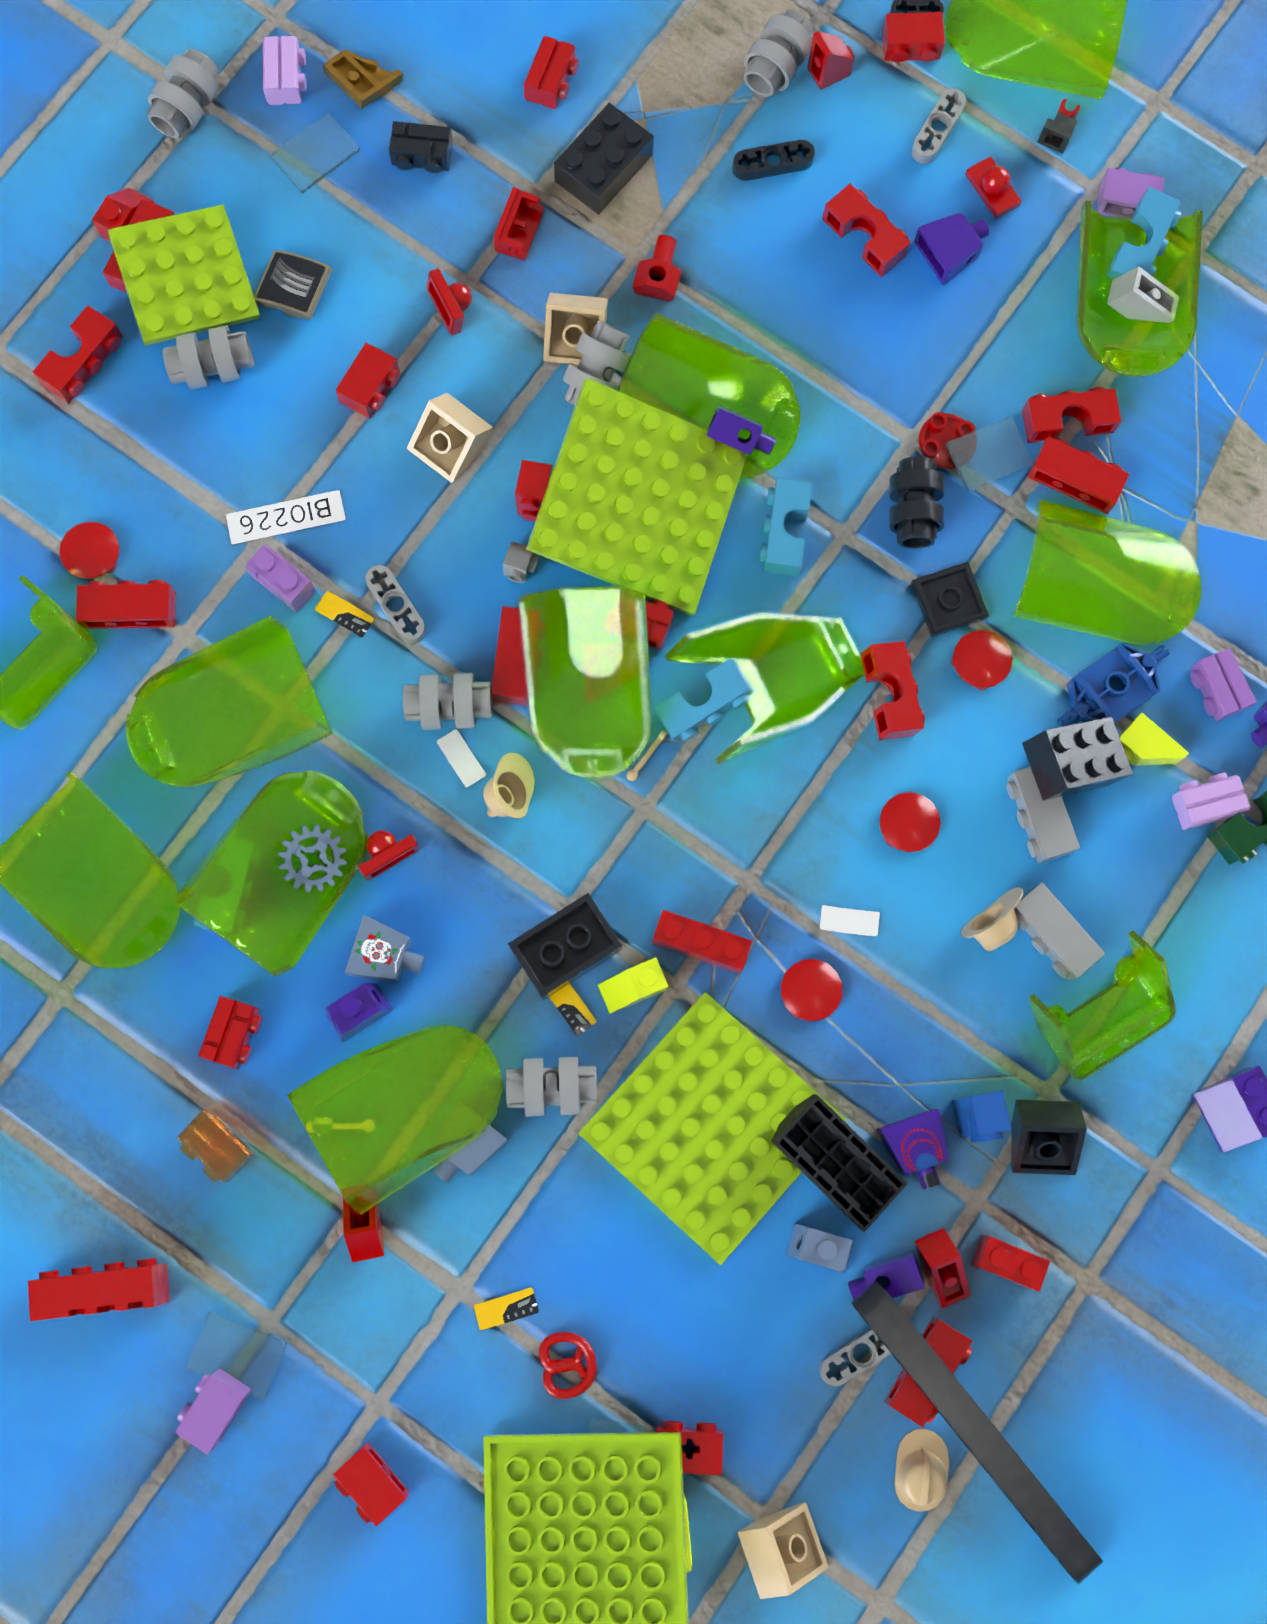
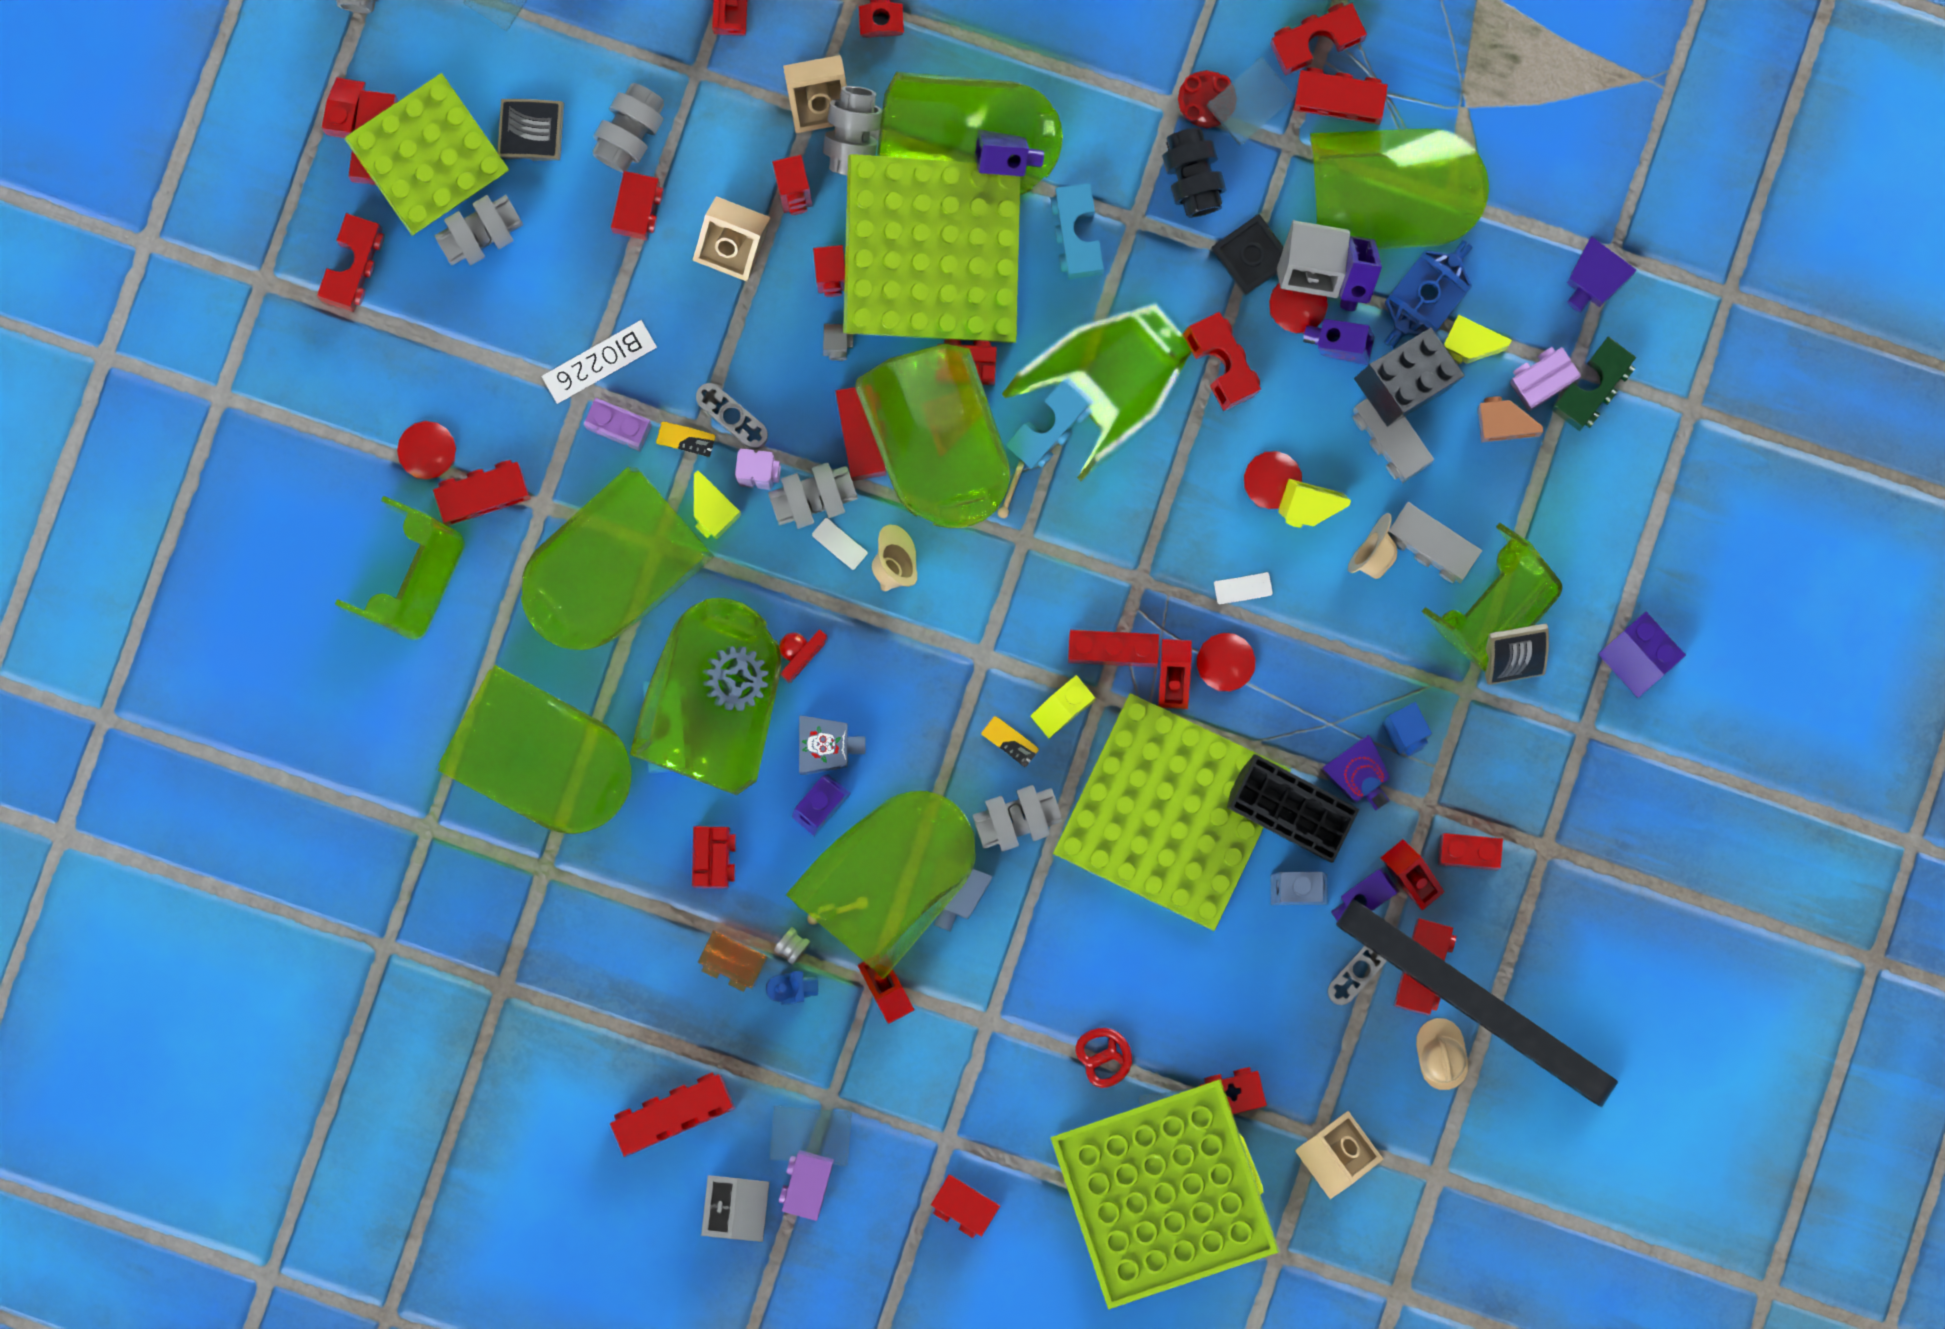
camera: 10 degrees left, 5 degrees up
(127, 1413) = (735, 1208): none -> light grey slope
(262, 1194) = (791, 988): none -> blue hips
(281, 1149) = (792, 945): none -> light grey wheel
(345, 686) = (712, 508): none -> neon yellow slope
(373, 313) = (621, 139): none -> light grey piece
(399, 658) = (757, 469): none -> lavender brick
(449, 300) = (687, 101): red tile -> none
(506, 1309) = (1035, 1025): yellow sticker -> none
(522, 396) = (792, 184): none -> red arch
(565, 946) = (991, 689): black brick -> none
(756, 986) = (1175, 673): none -> red slope
(941, 856) = (1310, 503): none -> neon yellow slope
(1013, 616) = (1314, 259): none -> light grey slope
(1018, 704) = (1352, 346): none -> dark purple torso
(1047, 1137) = (1474, 731): black slope -> none
(1052, 643) = (1361, 273): none -> dark purple torso
(1114, 1070) = (1517, 654): none -> slope
(1160, 832) = (1505, 421): none -> nougat slope
(1222, 685) = (1528, 263): medium lavender brick -> none

